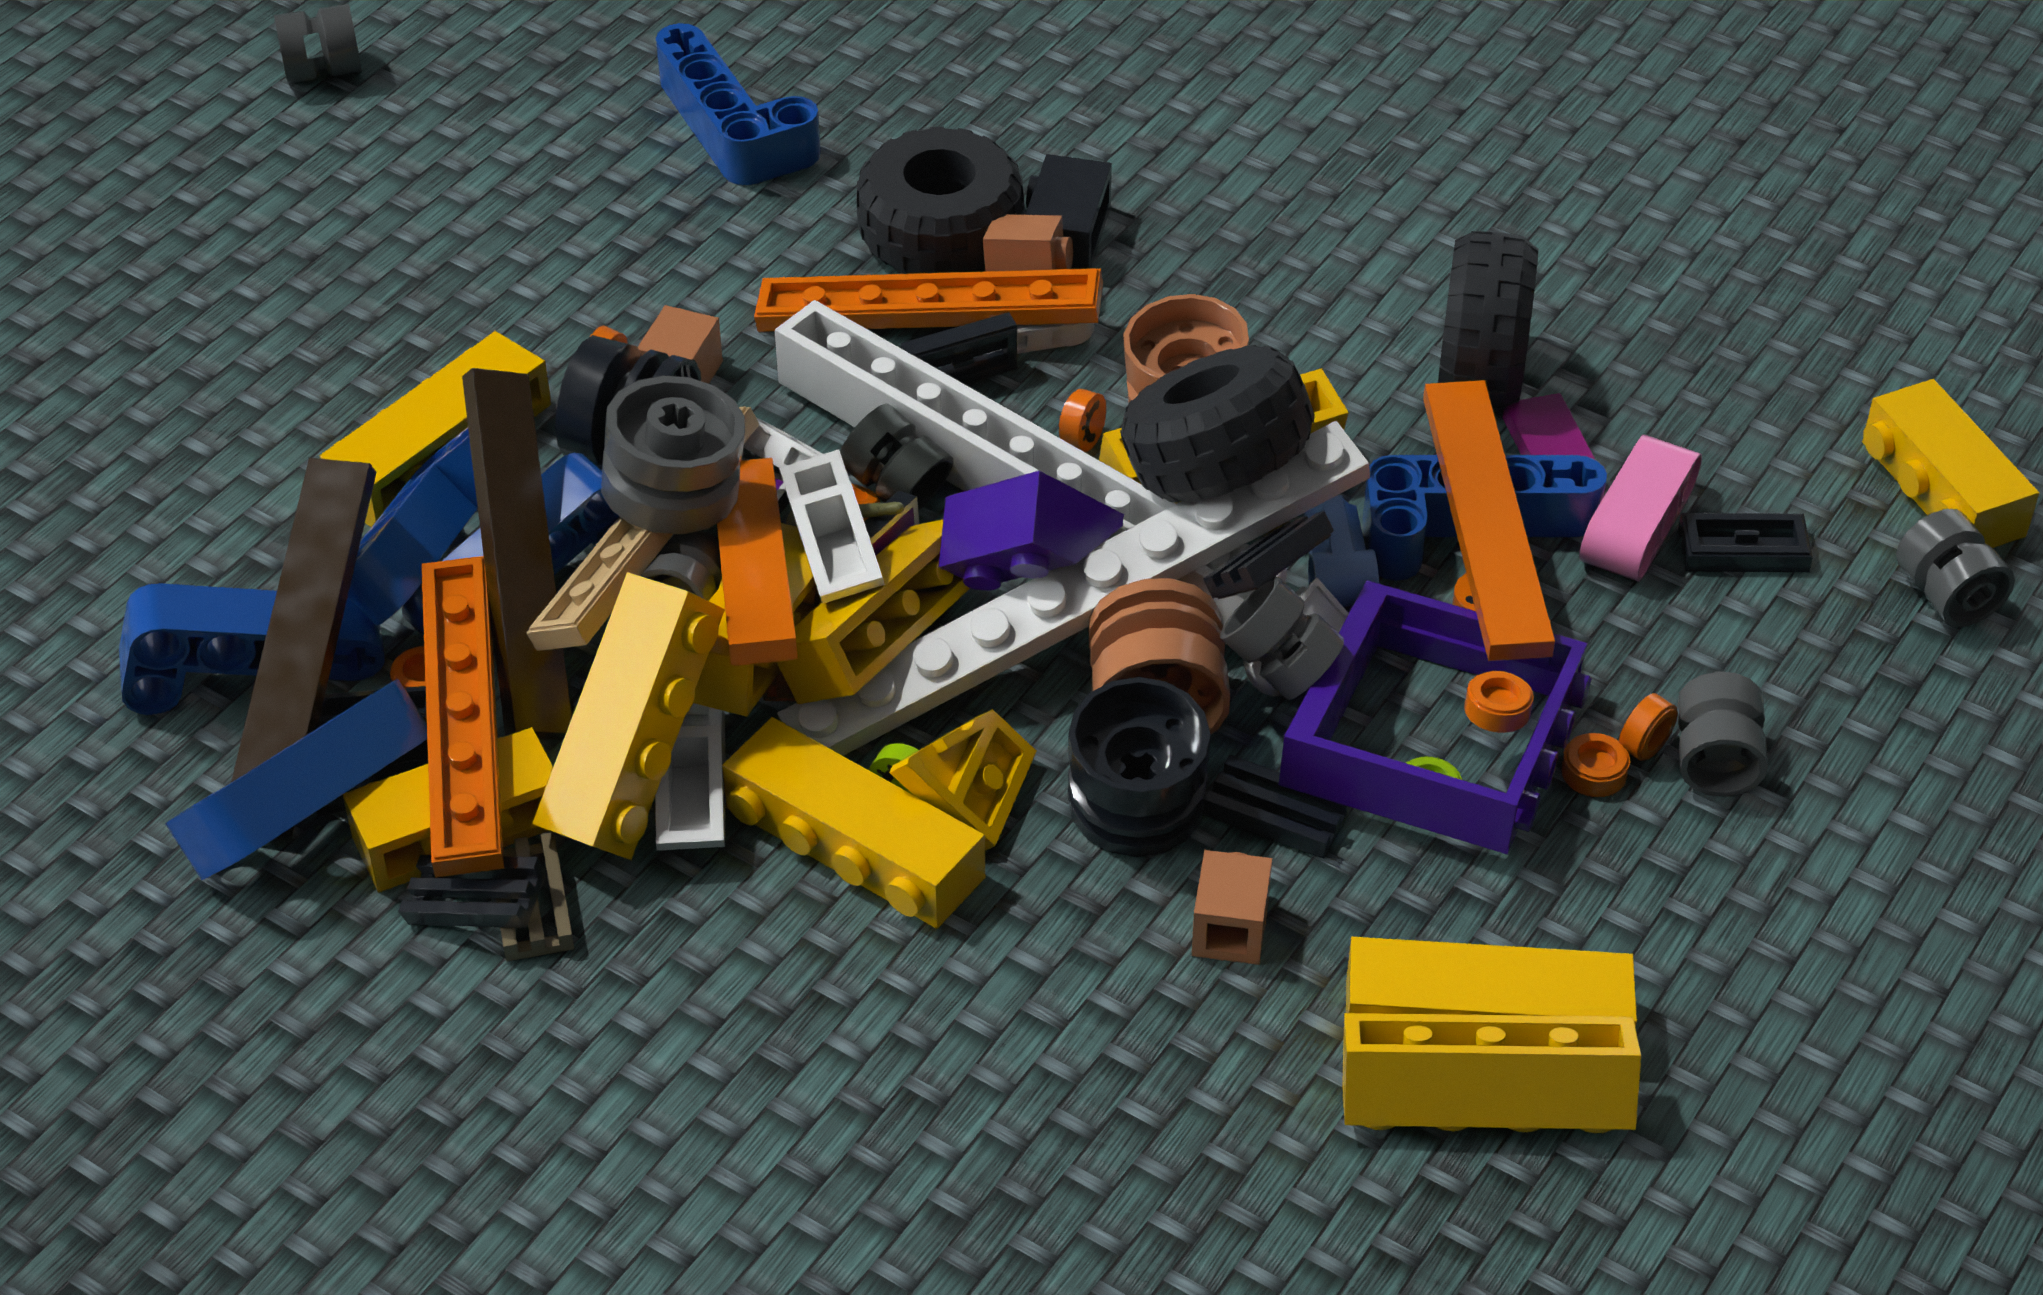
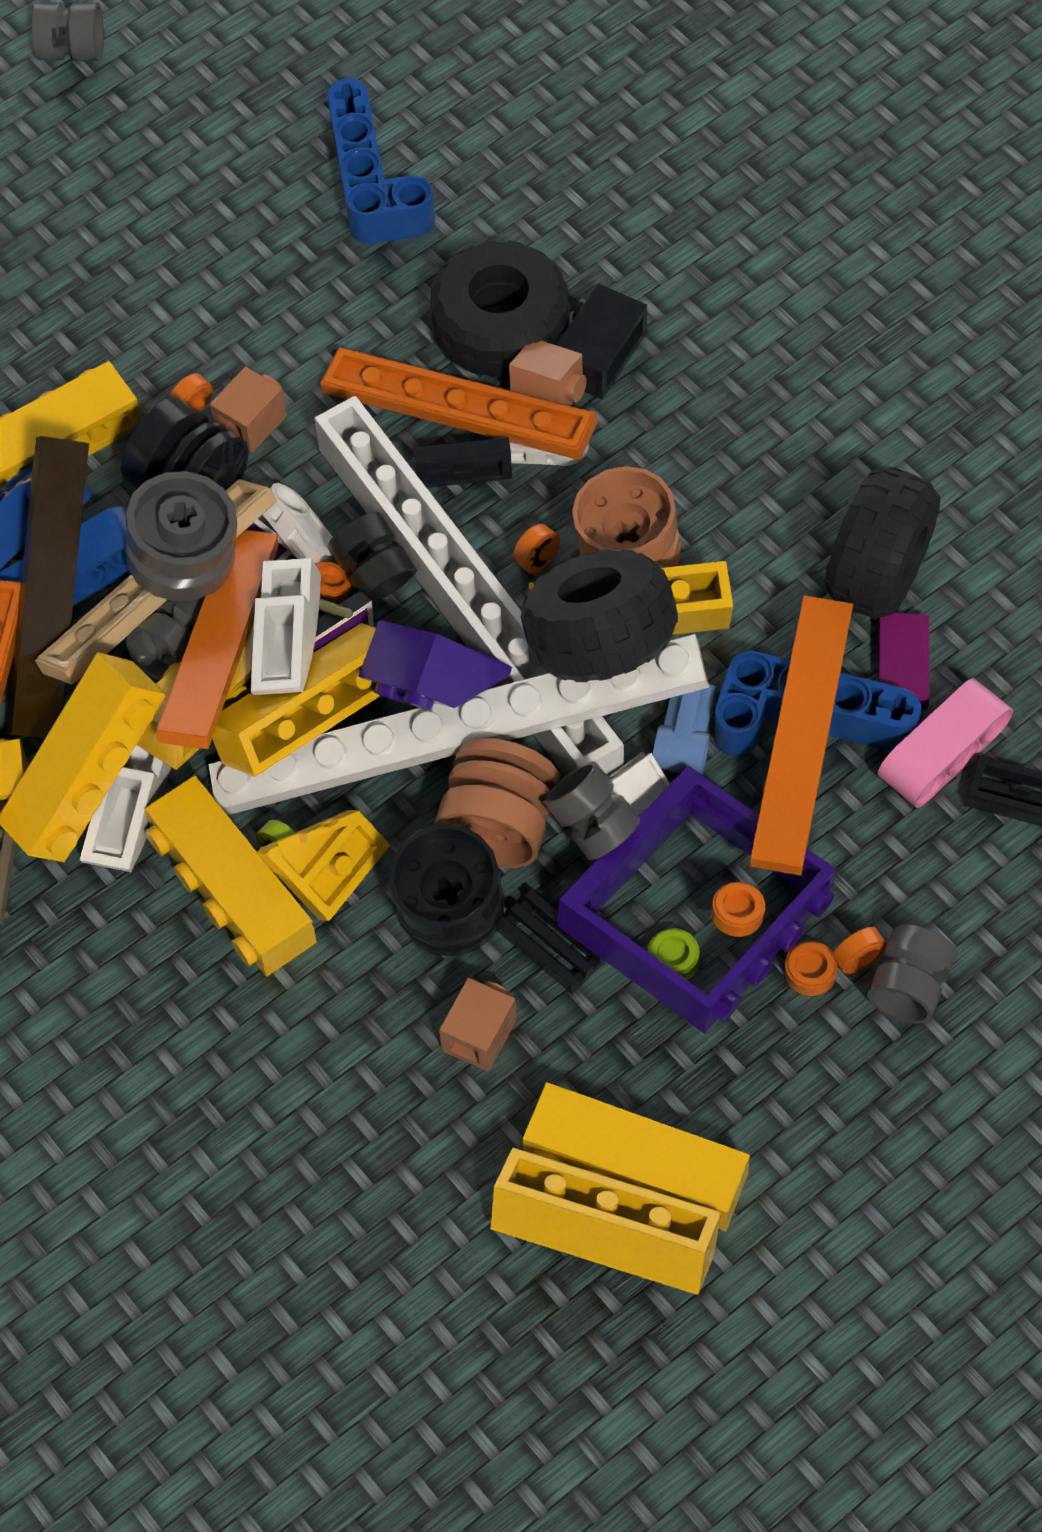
camera: 20 degrees right, 15 degrees up
(1268, 556) = (603, 739): black tile -> none

